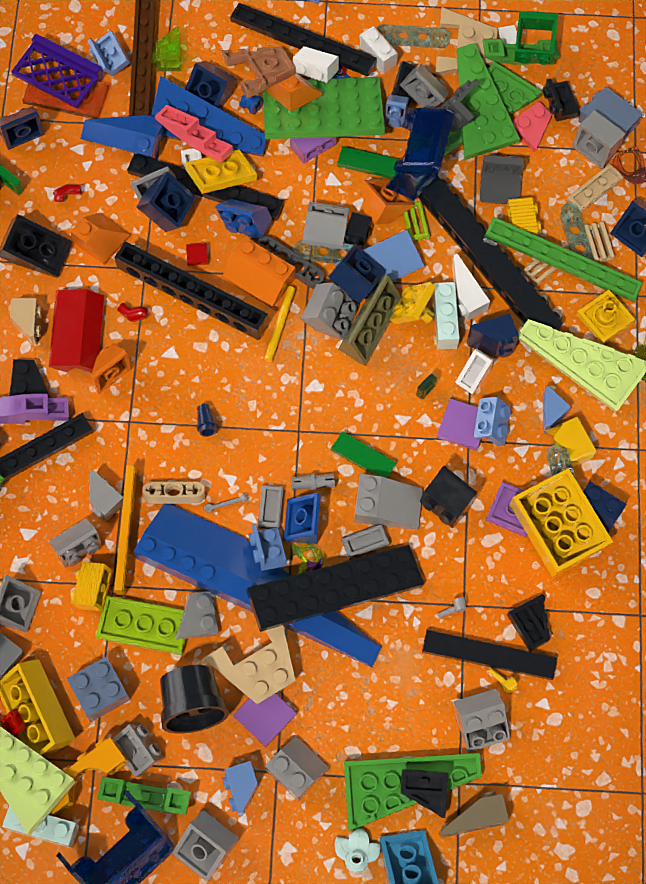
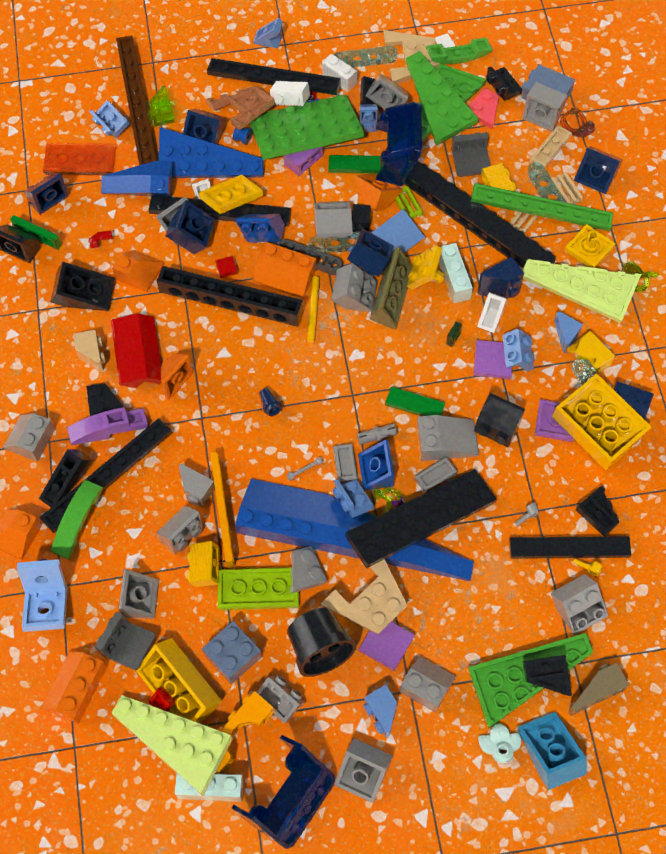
camera: 10 degrees left, 5 degrees down
(68, 61) = (73, 131): dark purple fence -> none
(133, 314) = (182, 327): red arm -> none
(149, 797) = (312, 738): bright green slope -> none
(158, 498) = (261, 462): tan beam -> none
(188, 130) = (194, 165): coral slope -> none
(294, 92) = (277, 117): orange slope -> none
(461, 113) = (427, 104): dark grey bracket -> none
(469, 296) = (471, 252): white slope -> none
(546, 22) = (476, 23): green window -> none

